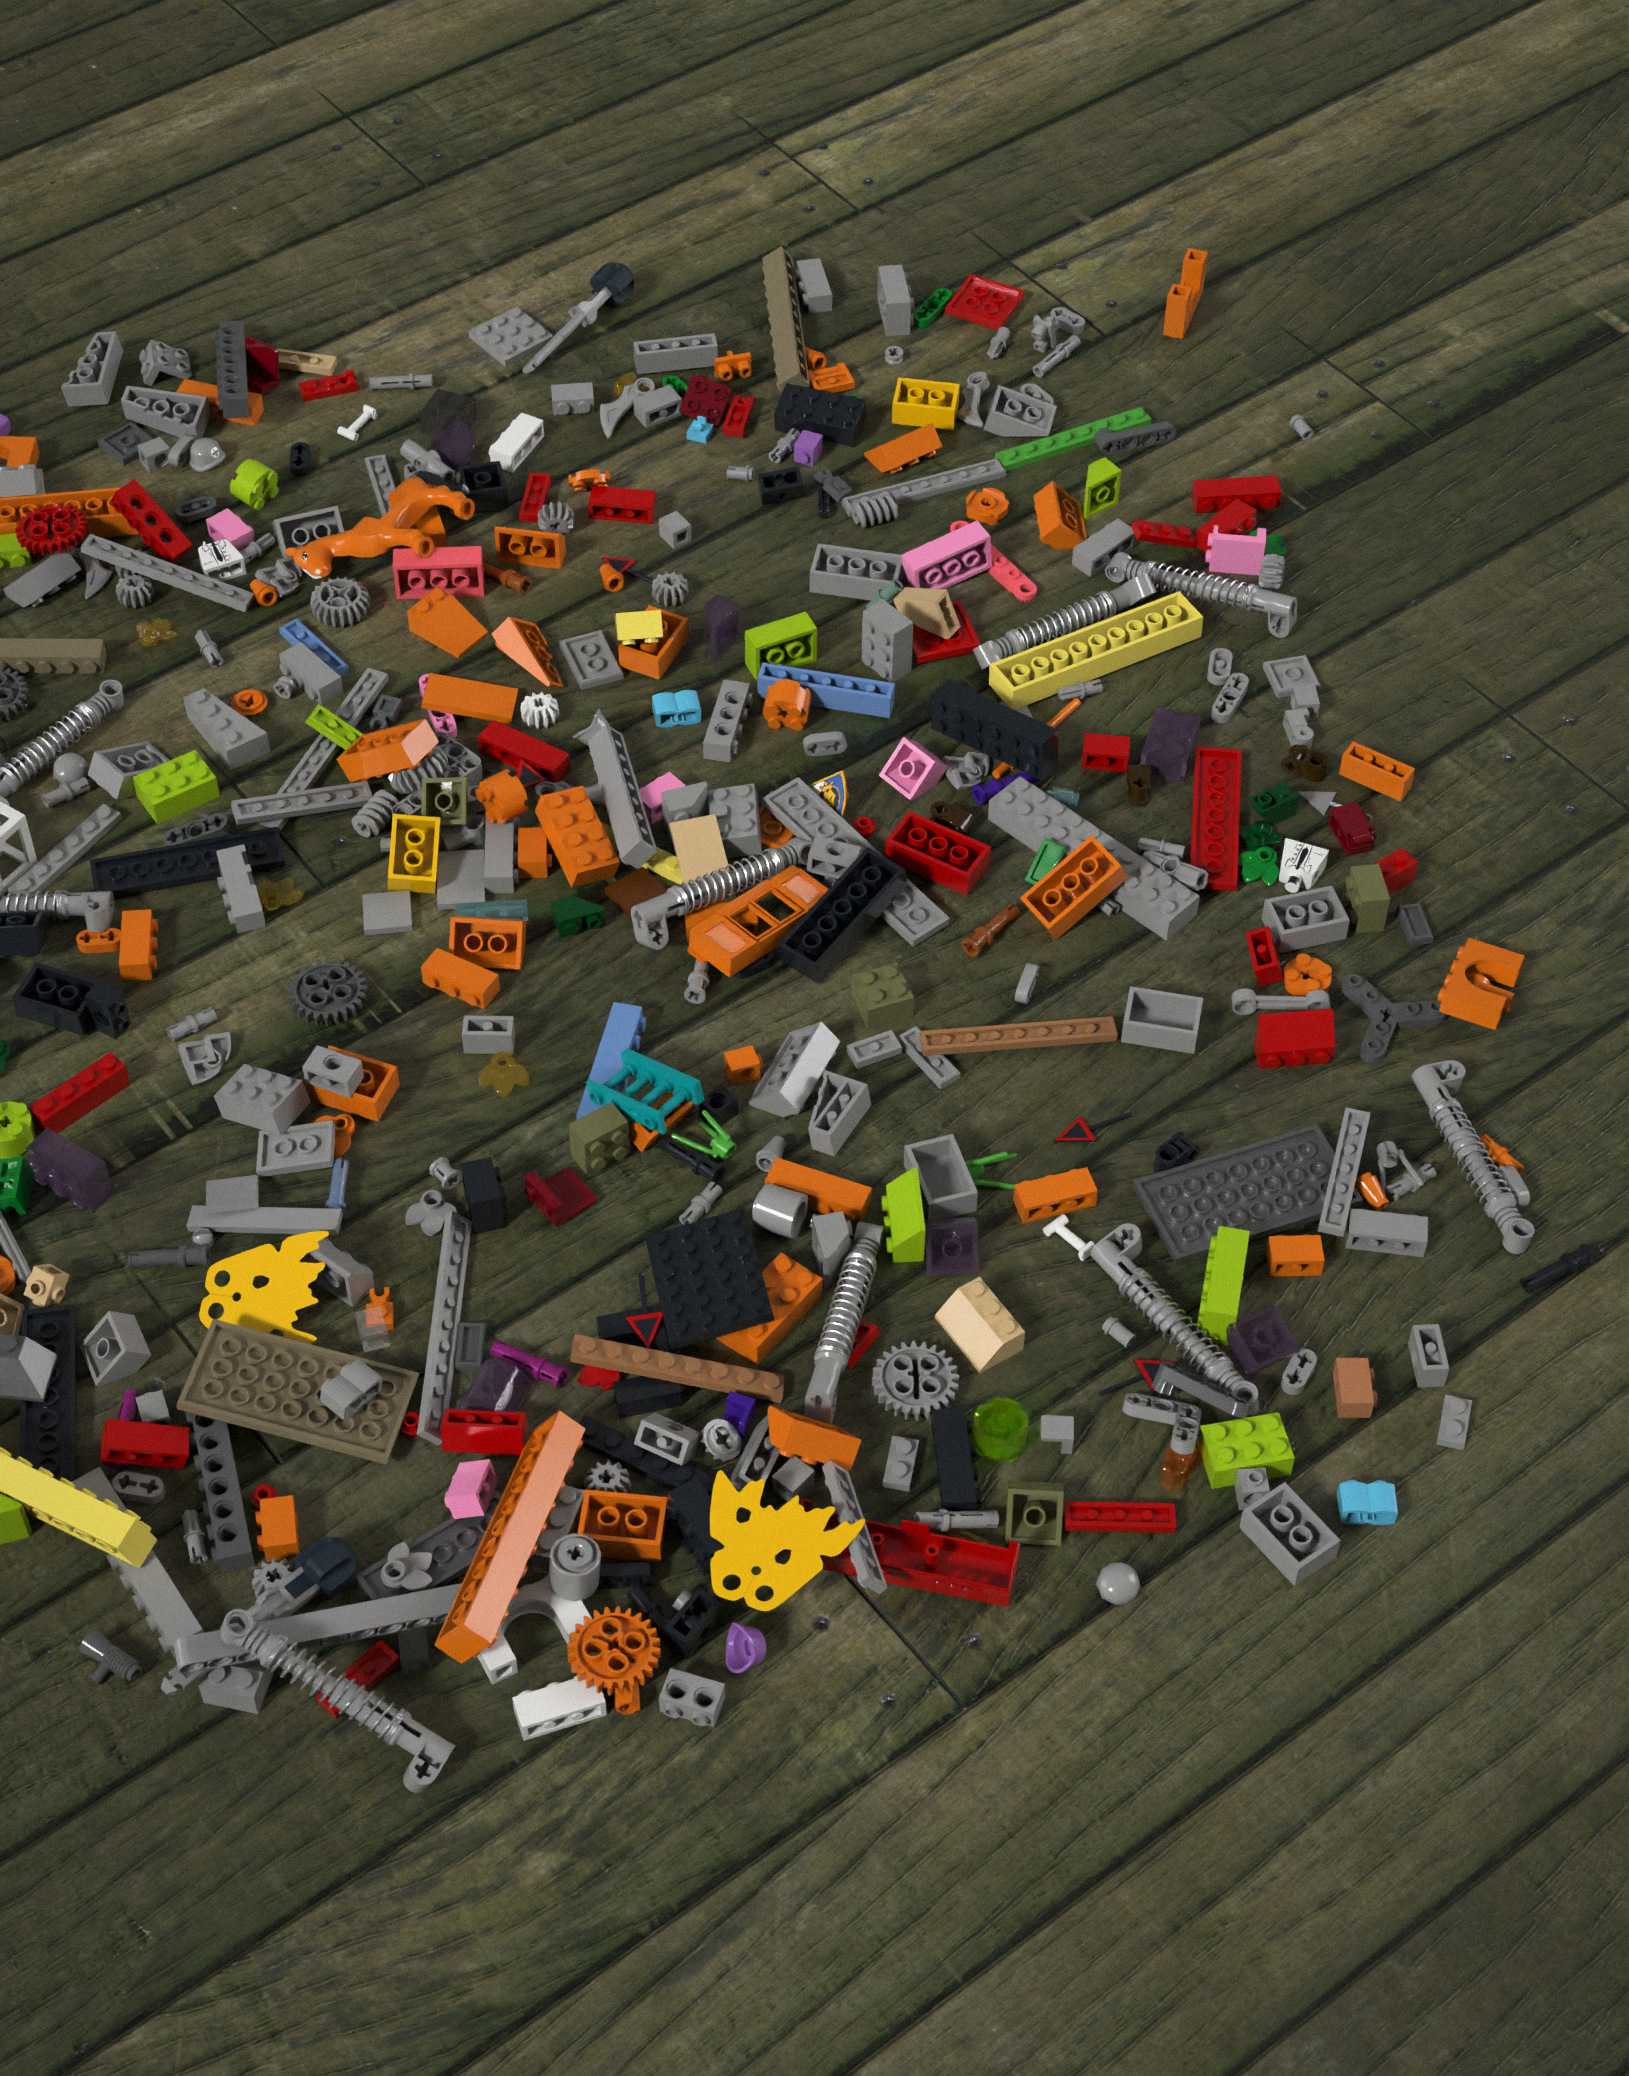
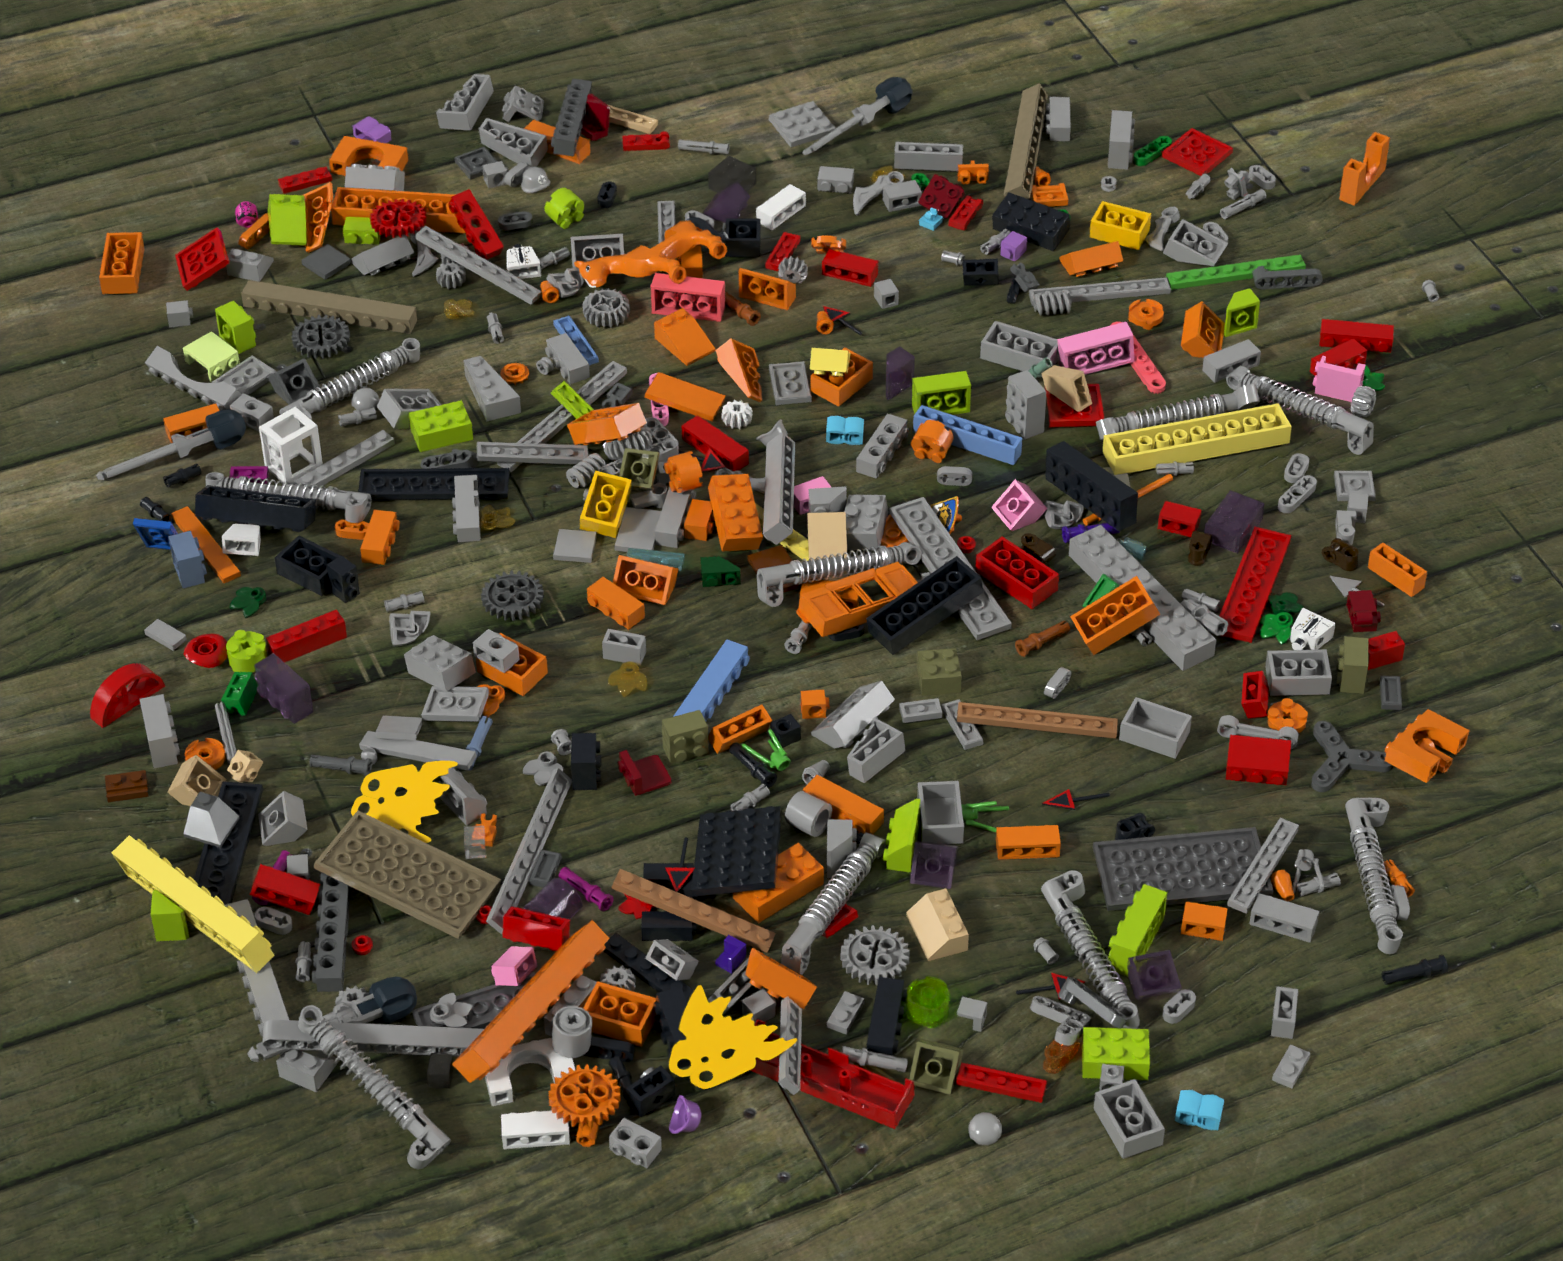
camera: 15 degrees right, 5 degrees down
(111, 1658) = (221, 1031): dark grey piece -> none
(230, 527) = (537, 239): bright pink brick -> none
(279, 1528) = (366, 965): orange brick -> none
(350, 432) = (653, 179): white piece -> none
(350, 1389) = (445, 878): light grey brick -> none
(367, 1670) = (403, 1076): red plate -> none
(426, 460) = (704, 210): light grey piece -> none
(648, 1072) = (734, 693): teal fence -> none
(670, 589) = (868, 338): light grey gear -> none
(718, 1429) = (714, 961): light grey gear -> none
(831, 857) = (927, 559): light grey brick -> none
(1058, 1227) = (1024, 867): white piece -> none
(1163, 533) = (1283, 357): red plate -> none
(1276, 803) = (1305, 580): dark green slope -> none
(1354, 1388) = (1217, 1025): nougat brick -> none

